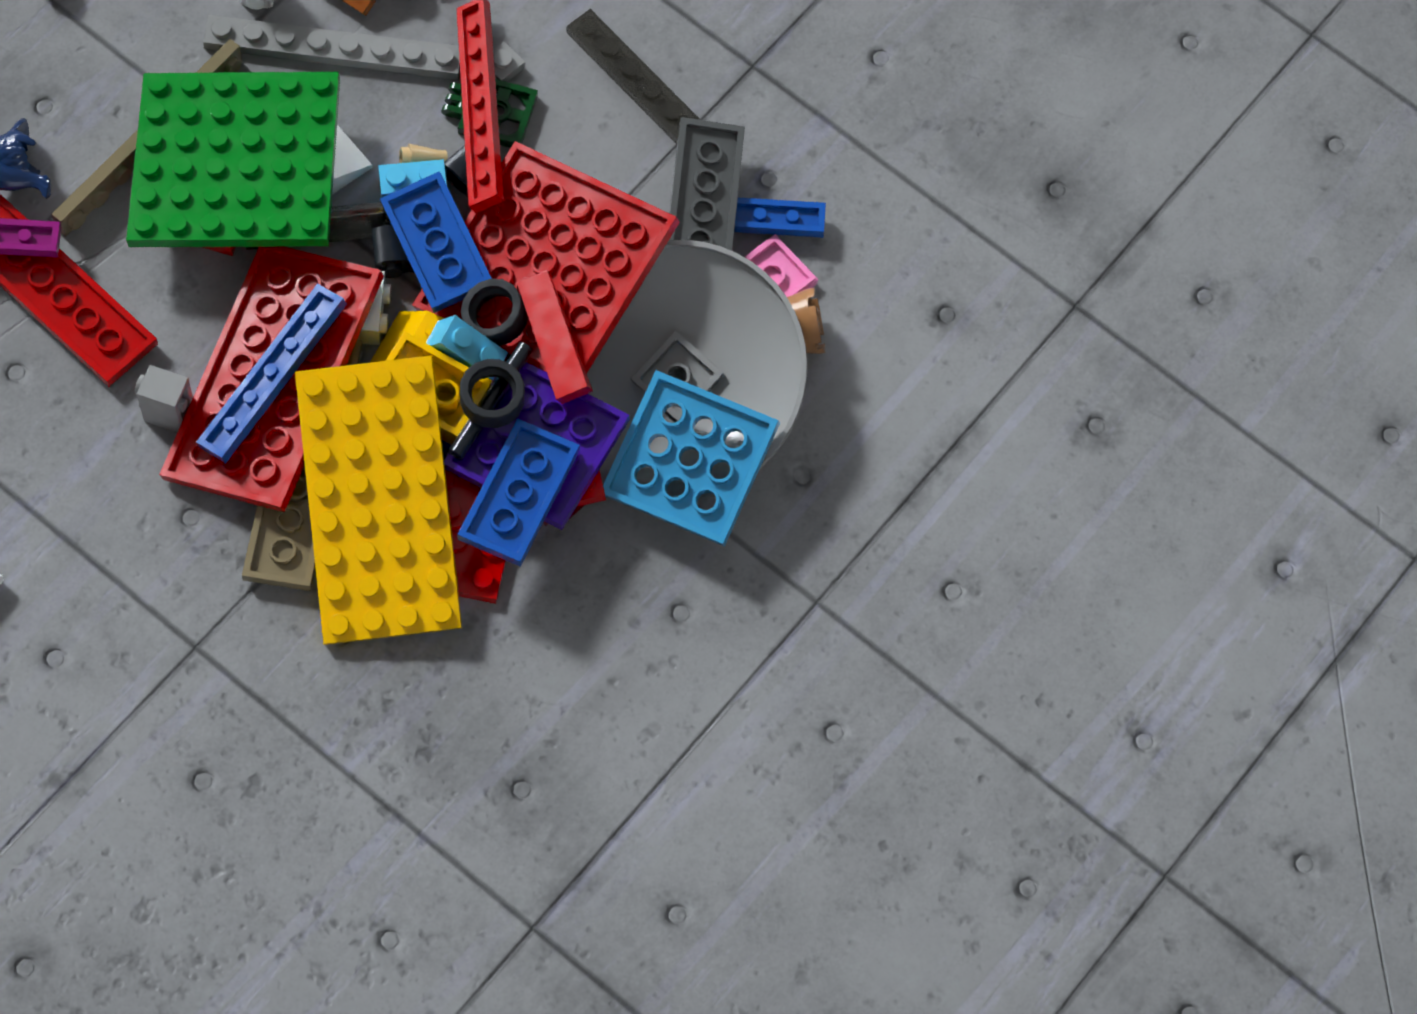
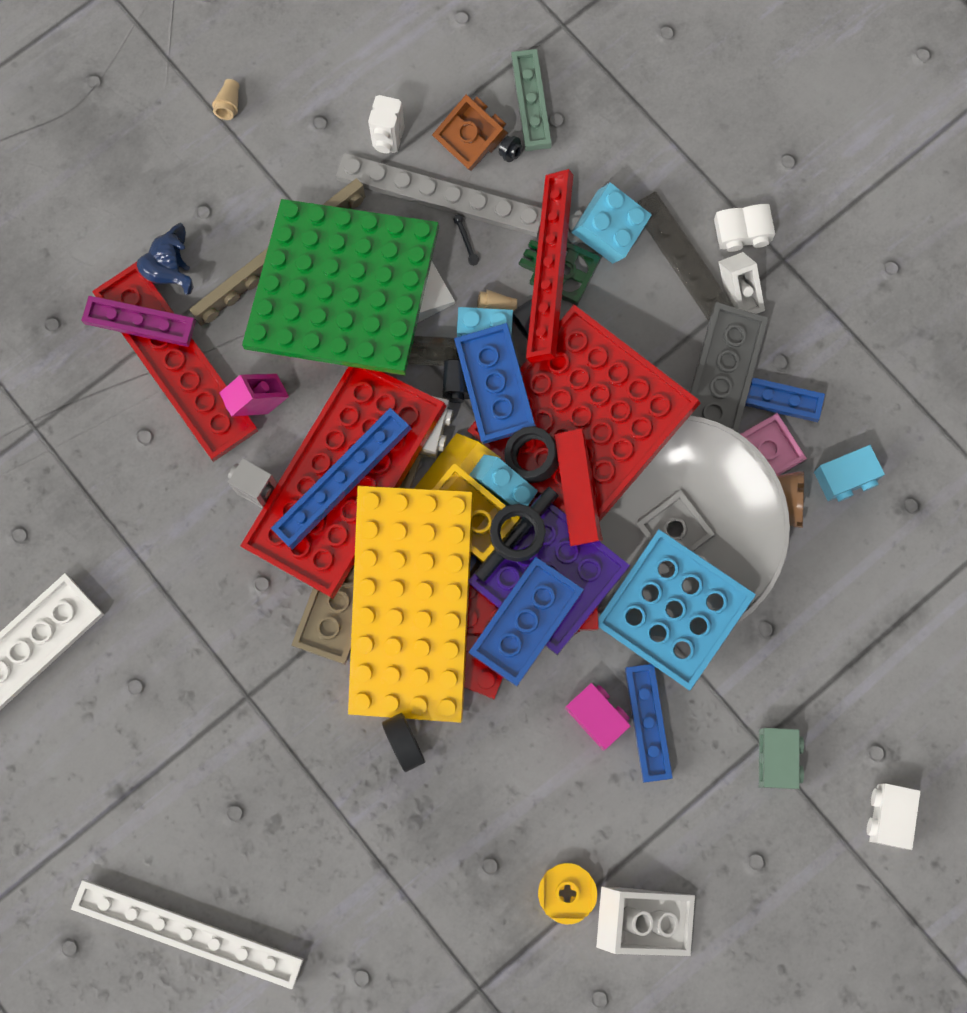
camera: 20 degrees right, 10 degrees up
(148, 297) = (253, 394): none -> dark pink brick
(170, 921) = (187, 934): none -> white plate
(385, 113) = (473, 259): none -> black hinge
(396, 659) = (403, 742): none -> black tyre
(544, 49) = (611, 223): none -> medium azure brick
(608, 816) = (579, 905): none -> yellow plate
(622, 597) = (598, 716): none -> dark pink brick
(682, 597) = (648, 723): none -> blue plate
(701, 34) = (744, 227): none -> white brick
(709, 94) = (742, 283): none -> white slope
(716, 813) = (645, 922): none -> white slope
(842, 610) = (780, 758): none -> sand green brick
(869, 287) = (849, 473): none -> medium azure brick
(983, 651) = (893, 816): none -> white brick

